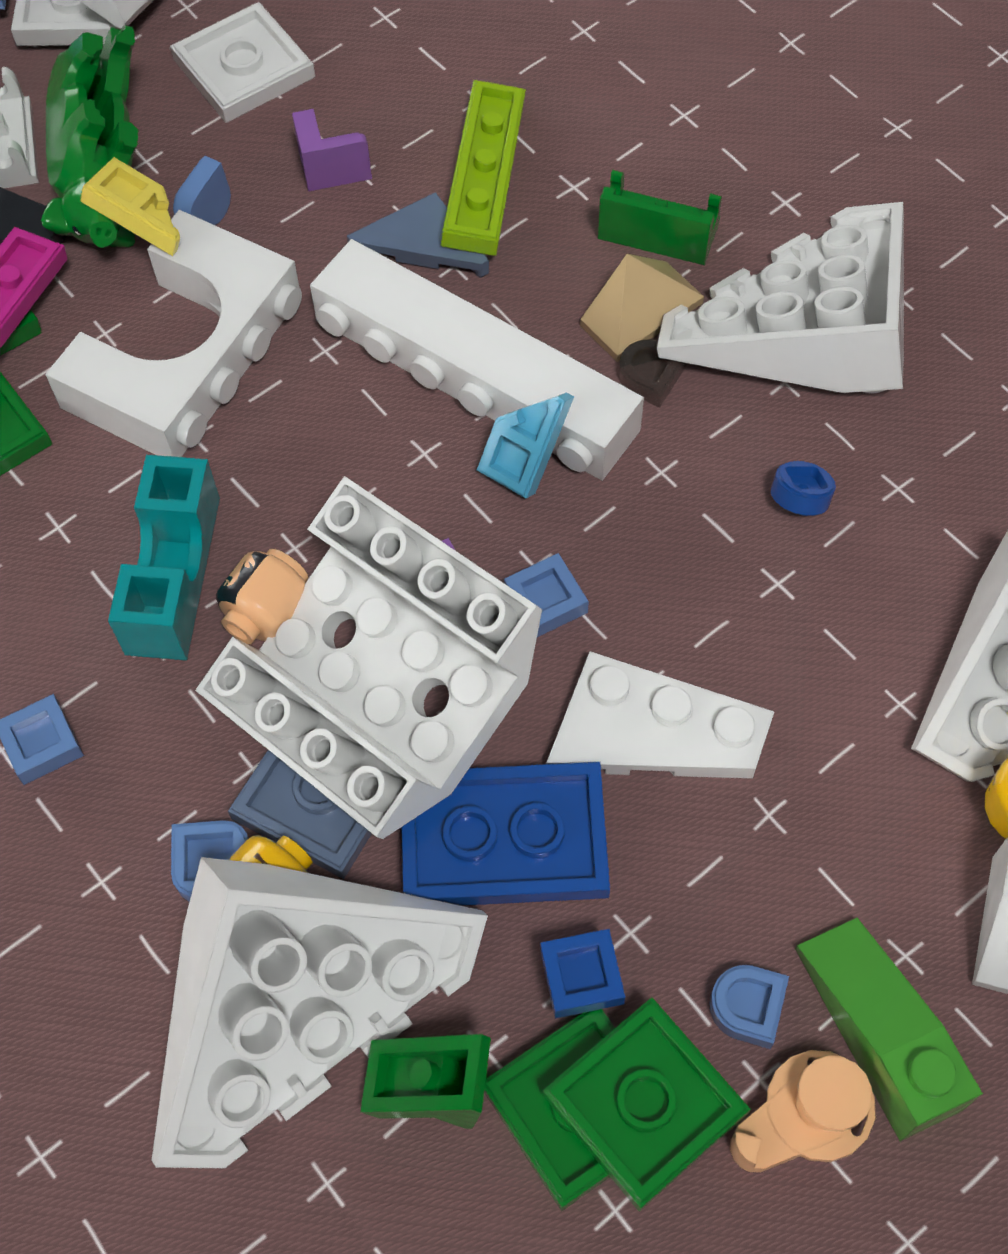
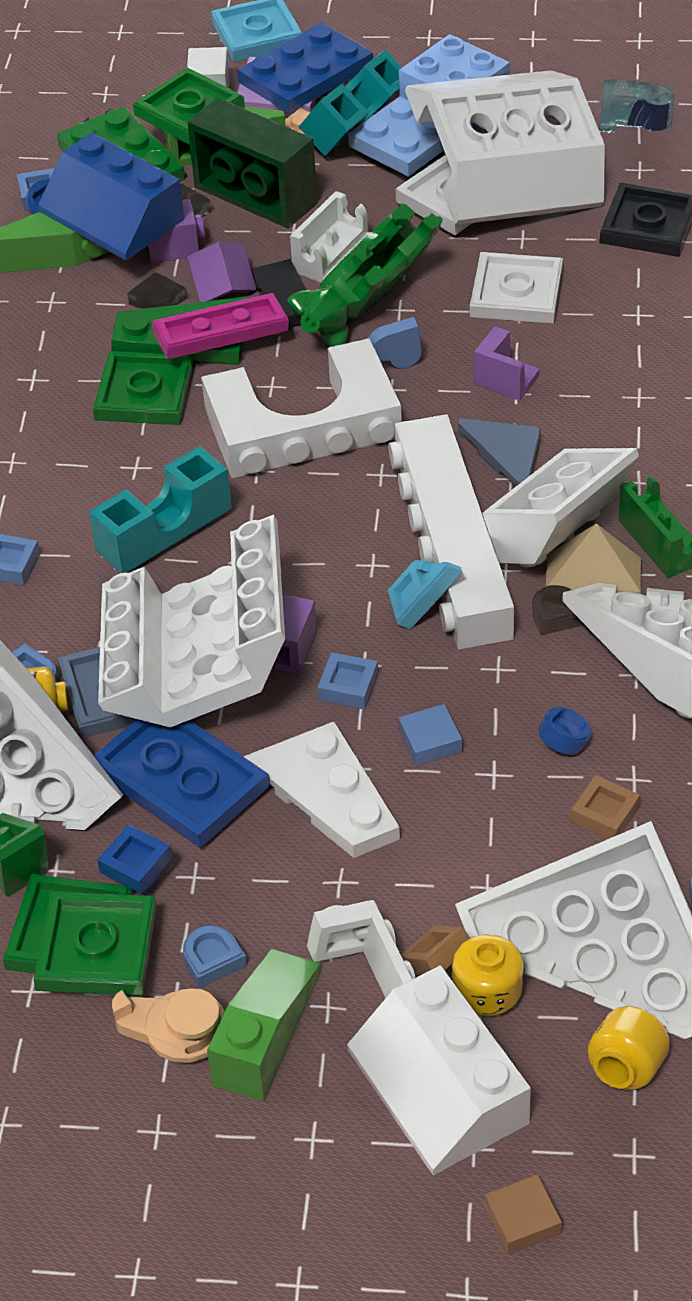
camera: 45 degrees right, 15 degrees down
(133, 203) = (340, 314): light yellow tile -> none
(260, 594) = (188, 561): light nougat head -> none
(483, 168) = (590, 427): lime tile -> none
(571, 253) = (556, 502): none -> white slope
(684, 590) = (430, 734): none -> medium blue tile
(906, 857) = (359, 929): none -> white bracket
(916, 538) = (605, 808): none -> medium nougat tile
(954, 813) = (435, 948): none -> medium nougat tile

